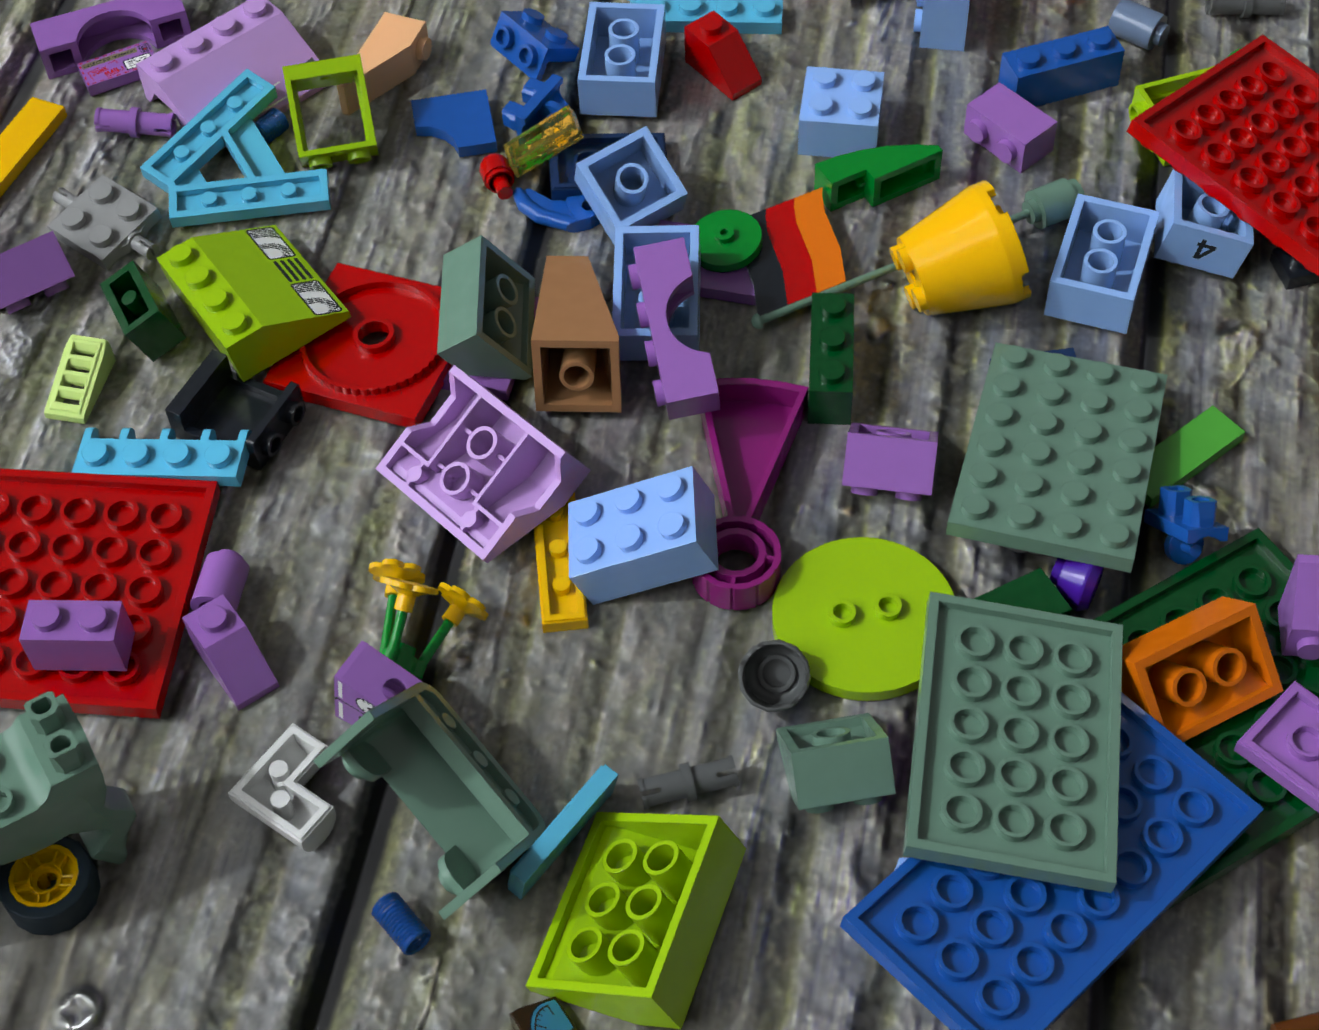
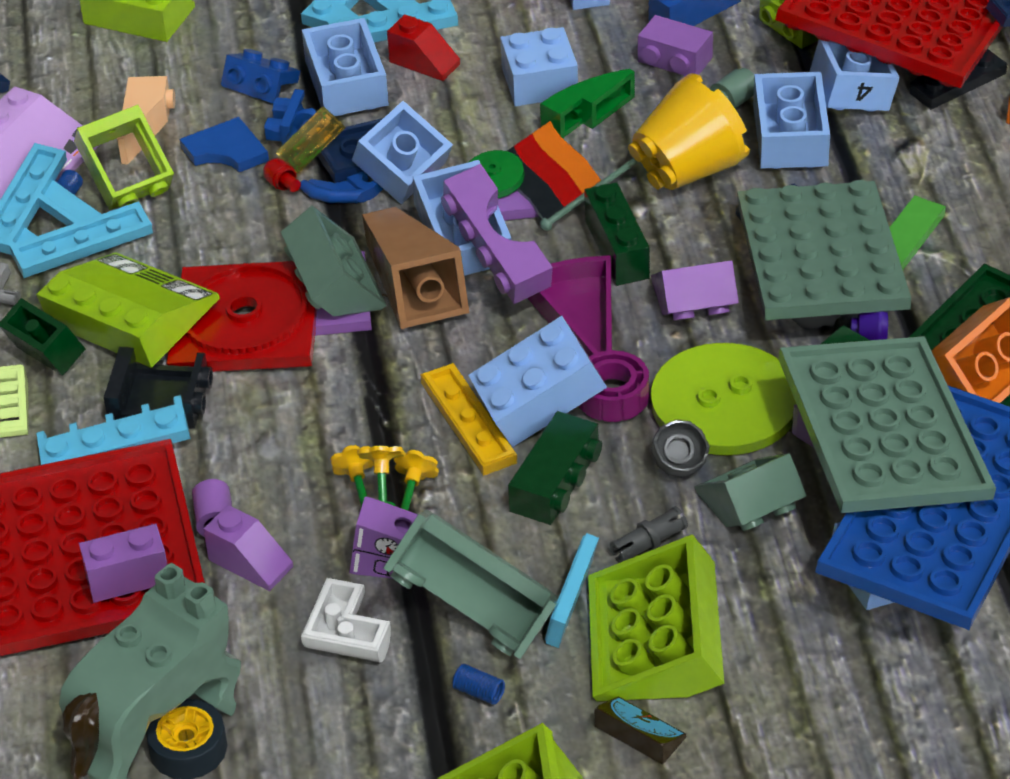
camera: 20 degrees left, 10 degrees down
(482, 469) = (383, 371): lavender piece -> none
(619, 654) = (554, 468): none -> dark green brick
(1186, 522) = (933, 269): blue hips -> none

